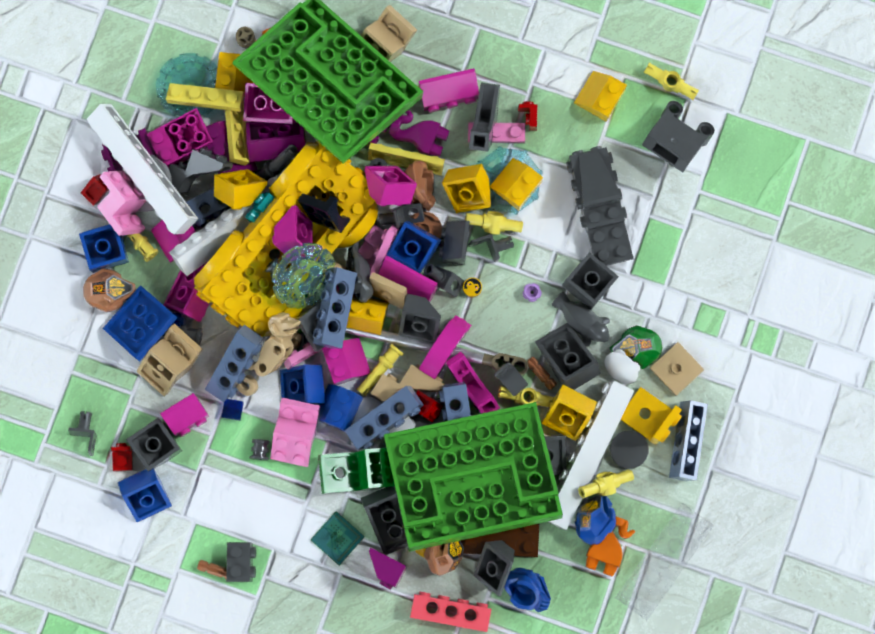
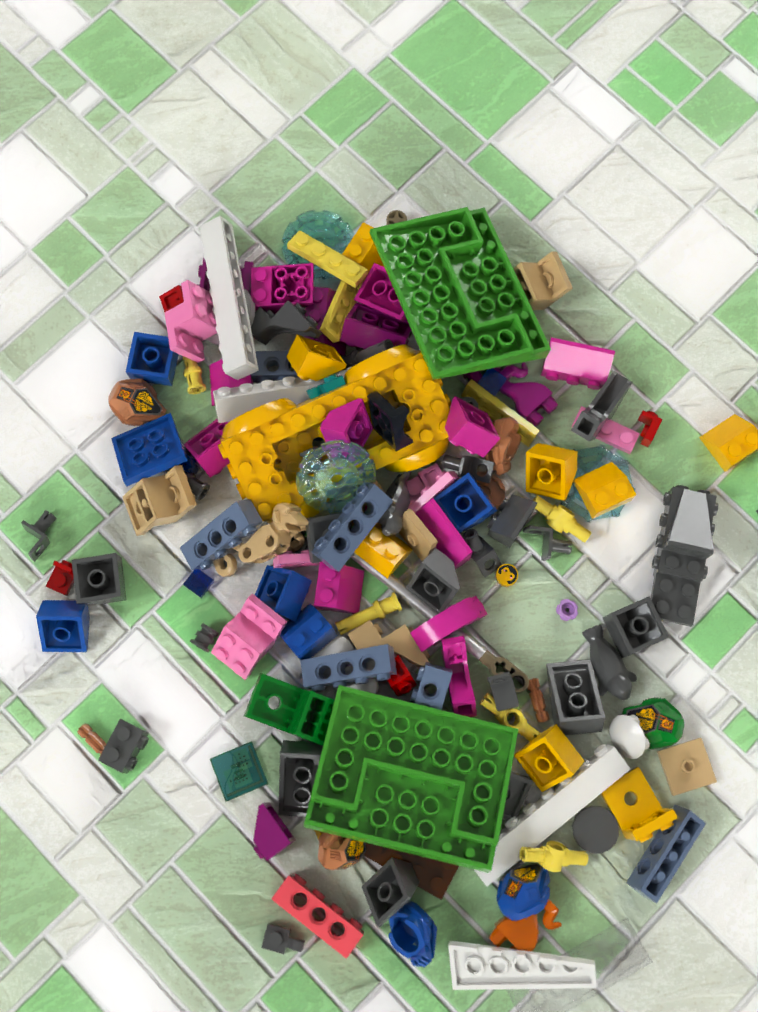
camera: 25 degrees right, 5 degrees down
(185, 415) = (146, 564): dark pink slope -> none
(389, 137) = (492, 381): none -> clear blue plate
(606, 582) = (505, 968): none -> white wing

